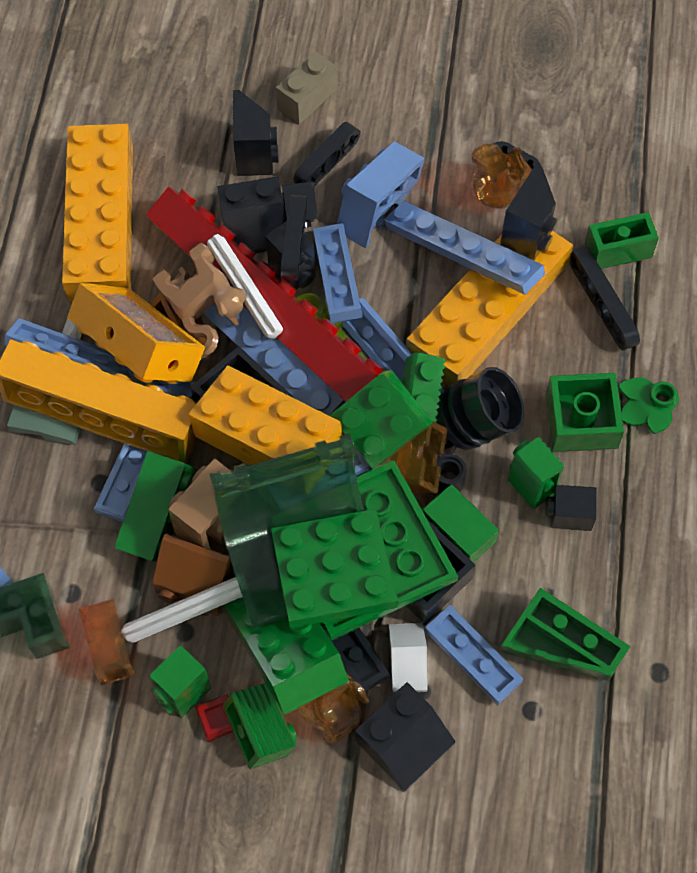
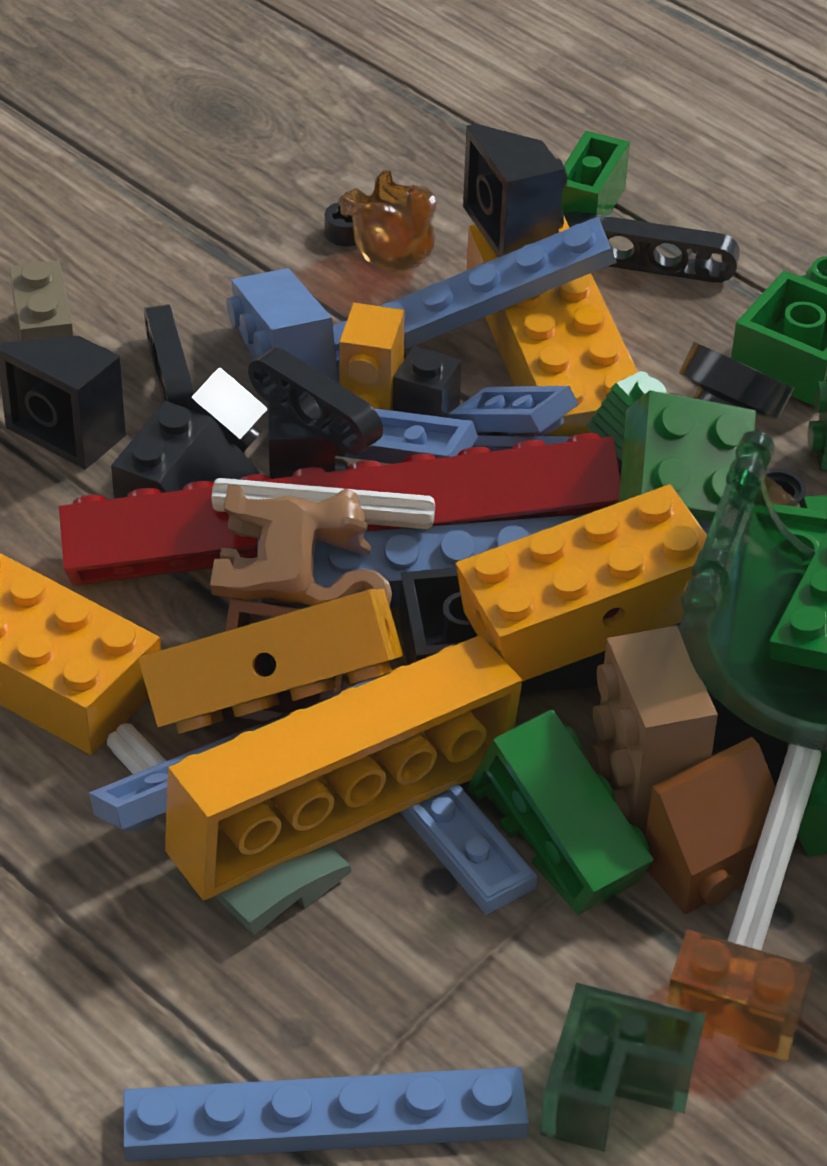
camera: 55 degrees left, 20 degrees down
(382, 240) = (372, 353): none -> light orange brick
(396, 273) = (427, 383): none -> black brick
(400, 319) = (517, 409): none -> medium blue plate

